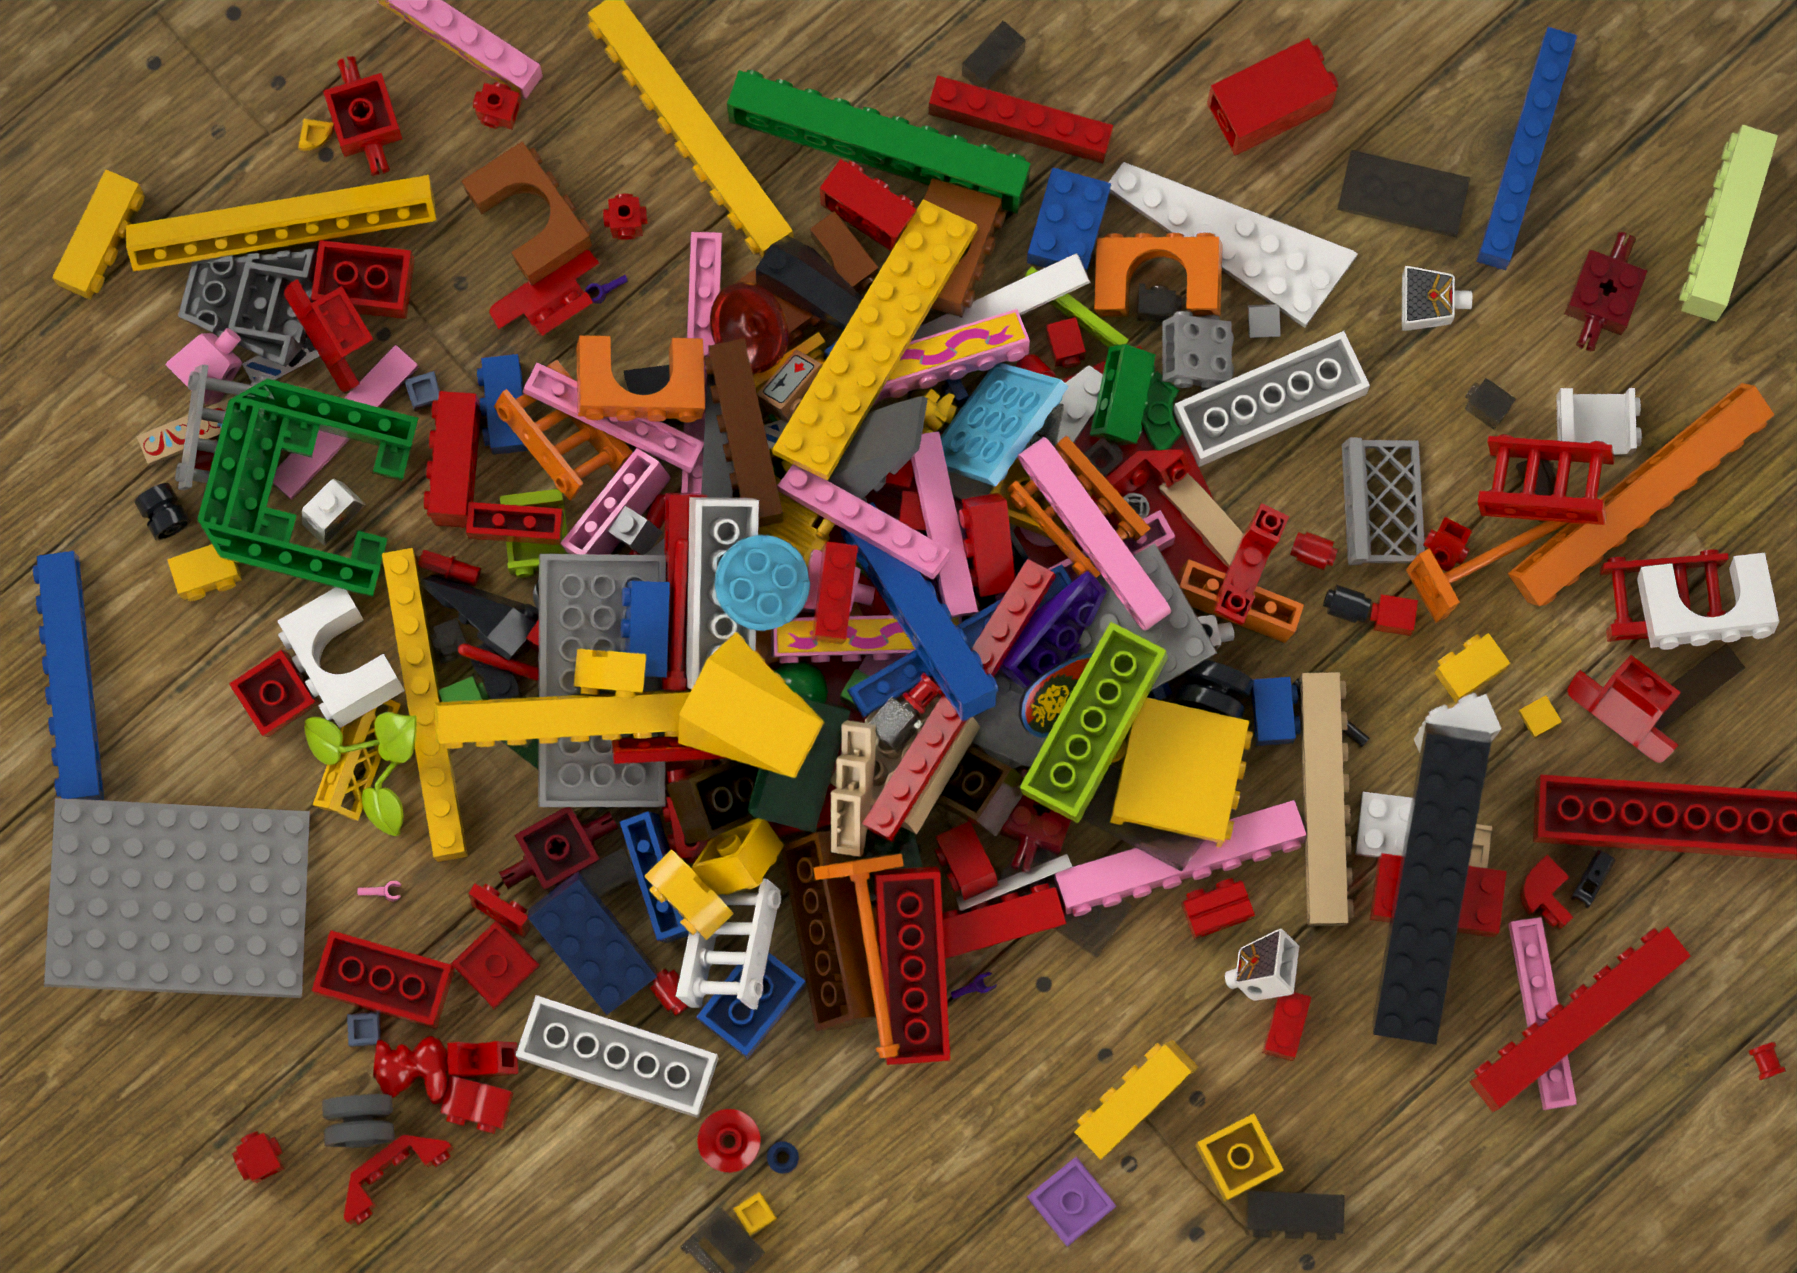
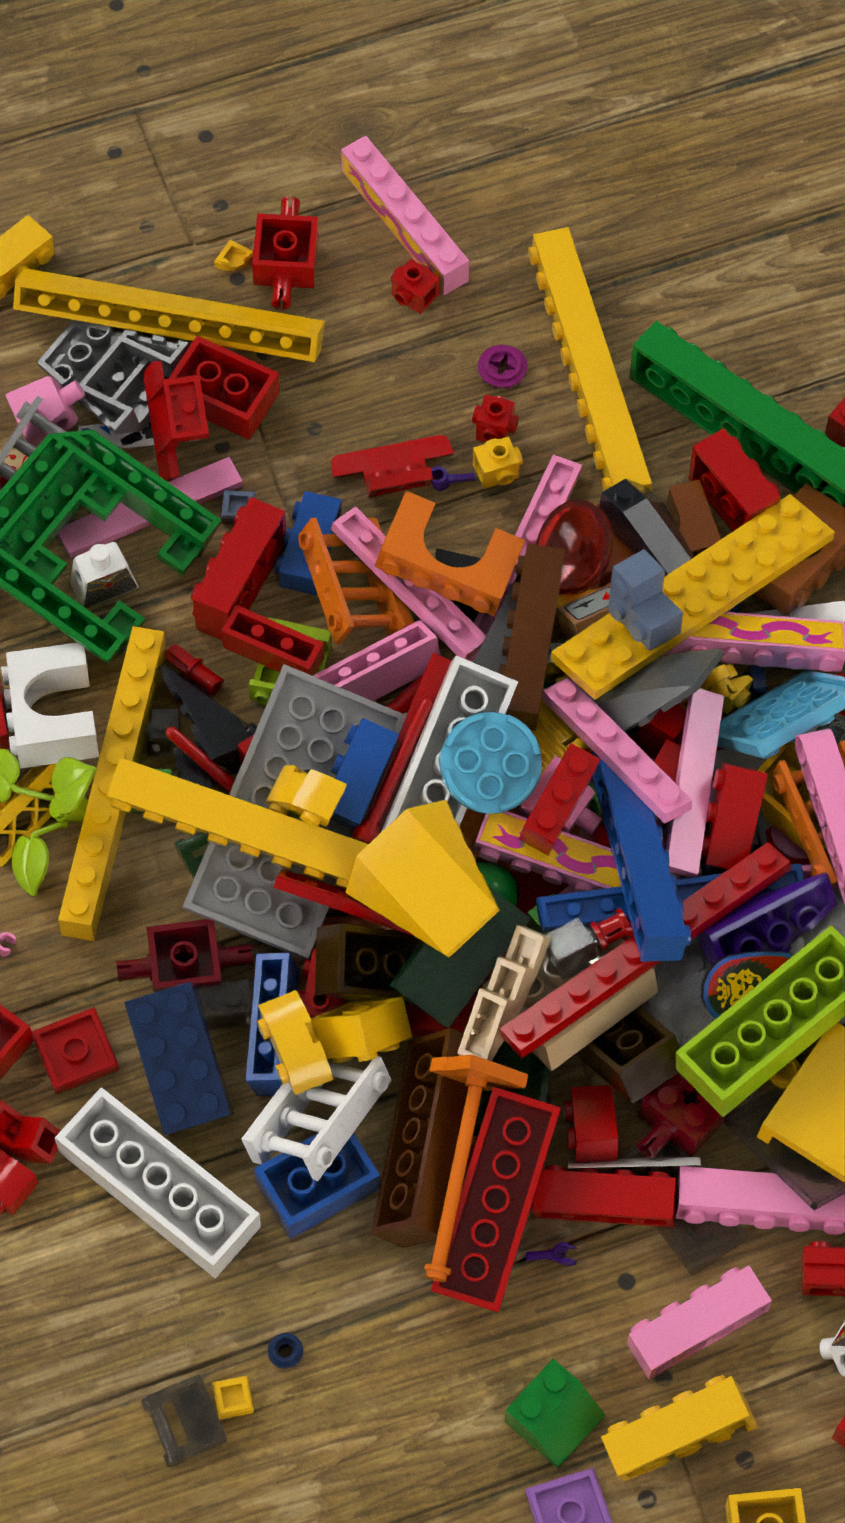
camera: 20 degrees right, 15 degrees down
(509, 915) = (99, 993): red plate -> none
(518, 173) = (409, 350): dark orange arch -> none
(598, 148) = (495, 357): none -> magenta gear
(634, 531) = (386, 689): light grey brick -> none
(644, 260) = (497, 462): none -> yellow brick
(665, 990) = (231, 1135): red brick -> none
(723, 1124) = (231, 1295): red dish -> none
(836, 377) = (639, 601): none -> sand blue brick
(1028, 1124) = (554, 1413): none -> green slope
(1117, 999) = (698, 1322): none -> bright pink brick

